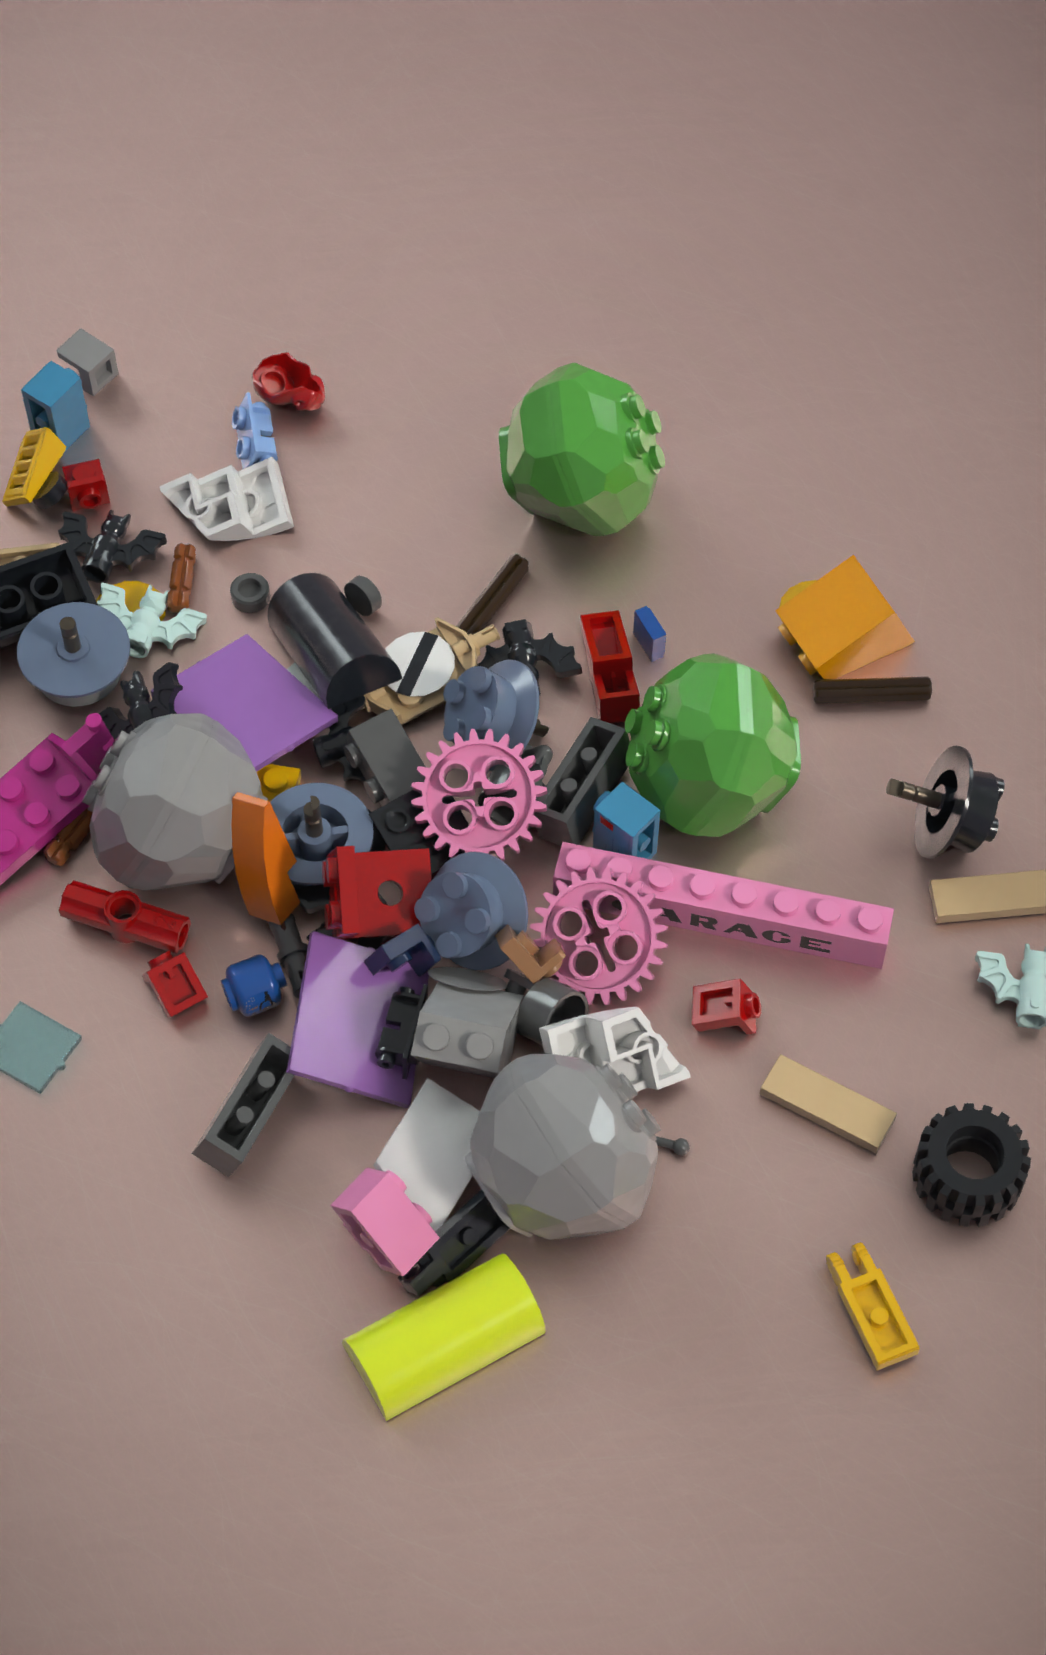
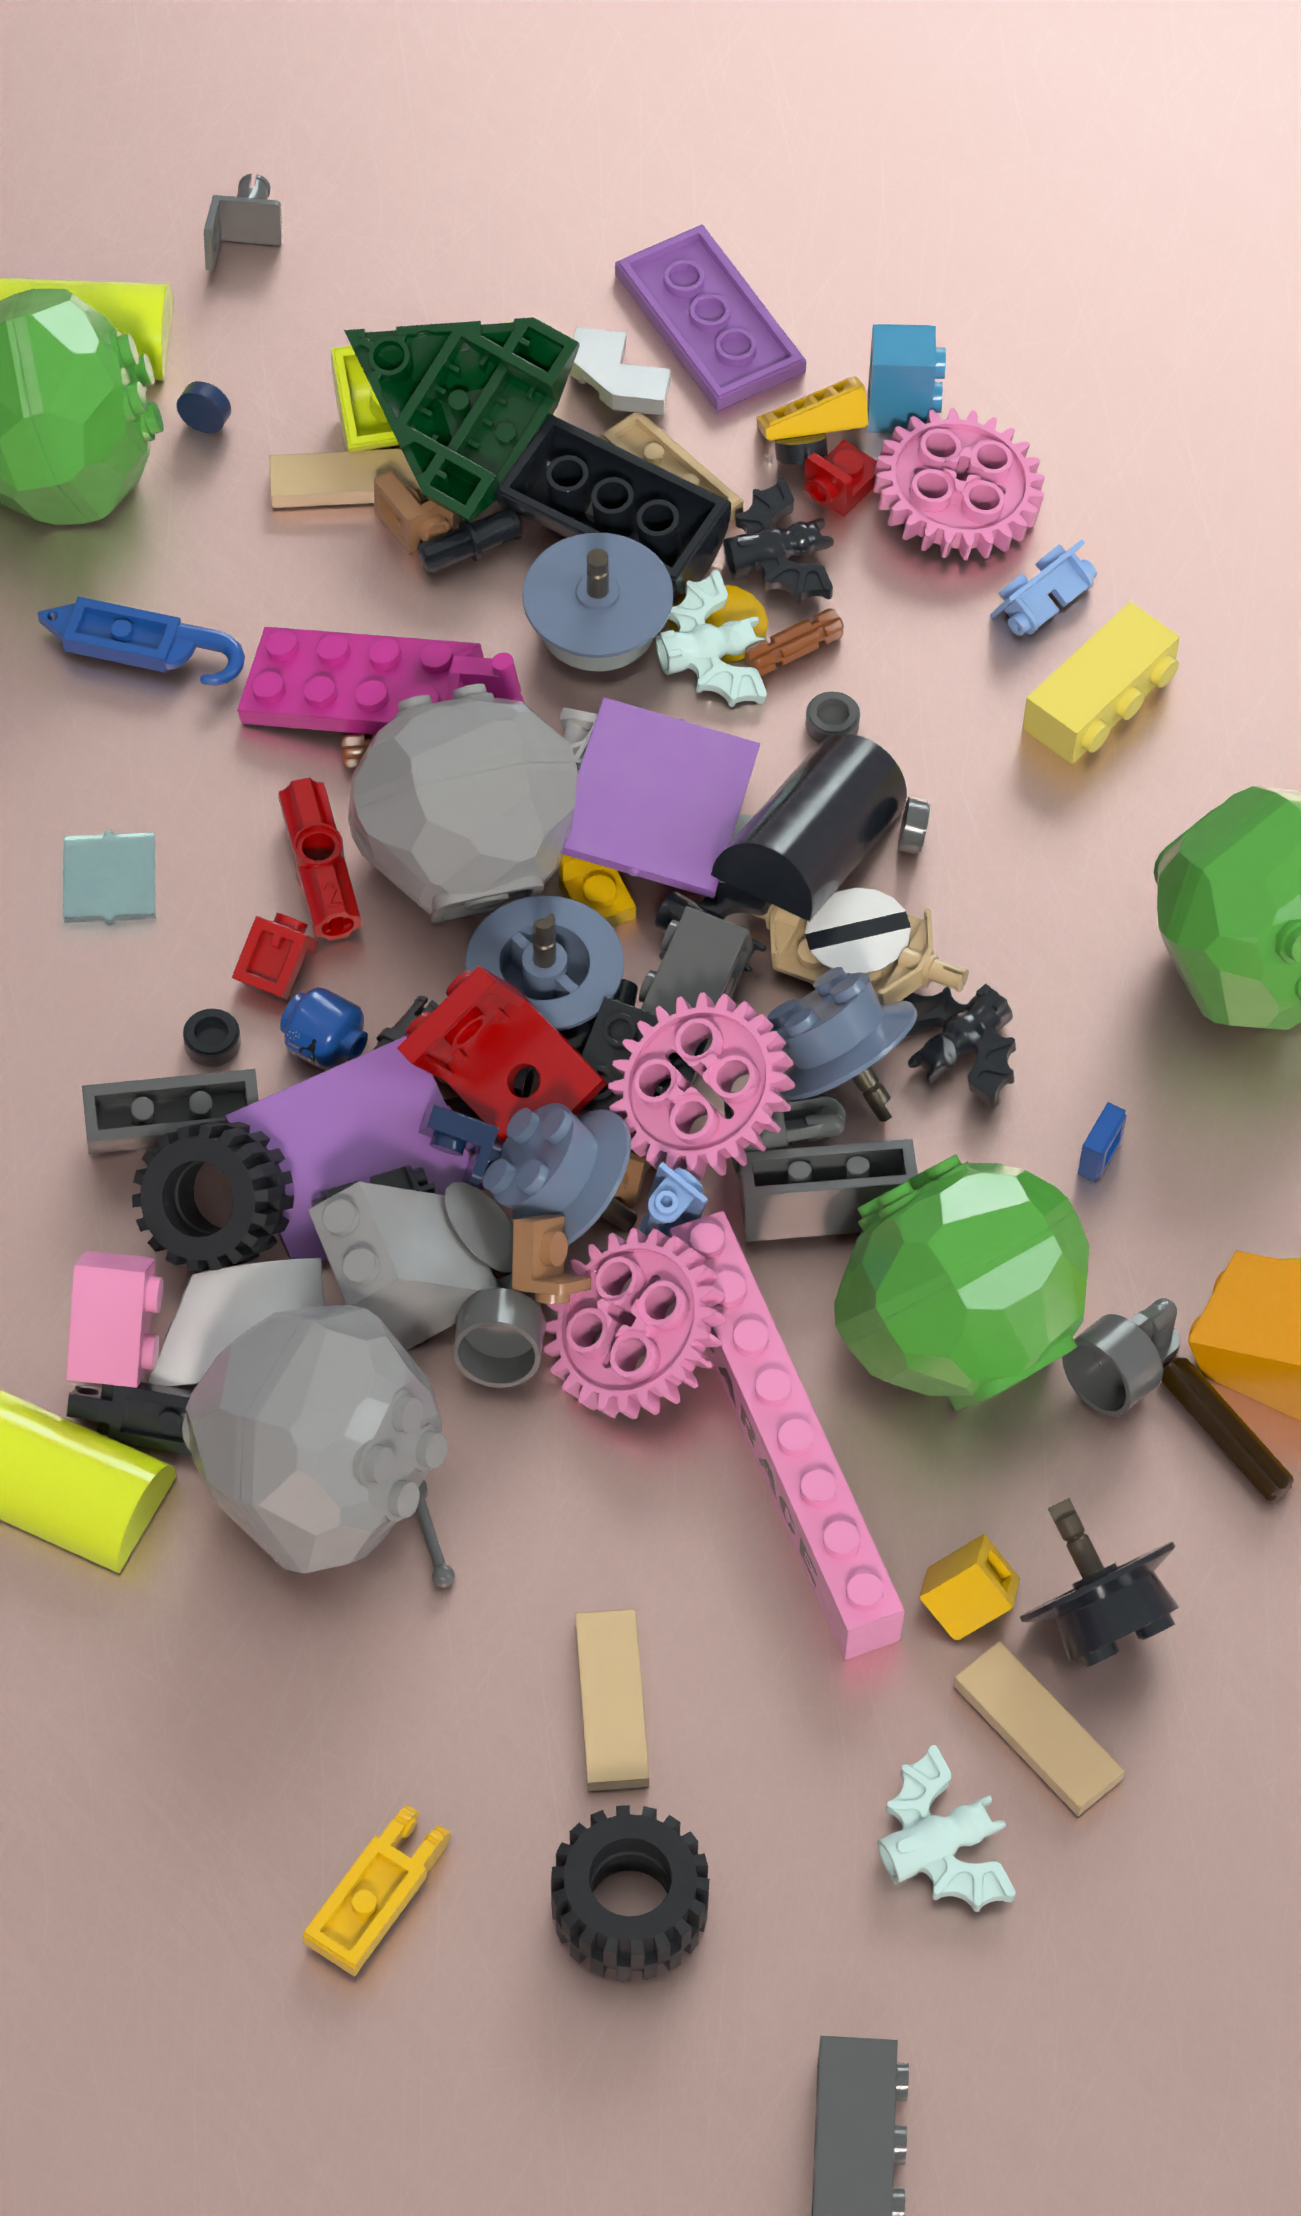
camera: 55 degrees right, 0 degrees up
(92, 359) = (1001, 371): light grey panel -> none
(138, 699) = (585, 703): black animal -> none
(147, 430) = (966, 484): none -> bright pink gear
(200, 1056) = (212, 1037): none -> black tile
(234, 502) = (937, 627): white slope -> none
(262, 859) = (454, 926): orange slope -> none
(287, 381) = (1139, 568): red hair -> none
(346, 447) = (1101, 683): none -> light yellow brick
(362, 1136) = (170, 1202): none -> black tyre
(494, 594) = (1023, 955): dark brown axle -> none
(537, 865) = (673, 1200): none -> light blue hinge
(609, 665) = (1033, 1118): red slope -> none
(622, 1040) = (492, 1426): white slope -> none
(626, 823) = (795, 1266): dark azure brick -> none
(725, 1005) = (655, 1517): red bracket -> none
(807, 703) = (1123, 1358): none -> dark grey piece
(887, 873) = (969, 1587): none -> yellow panel

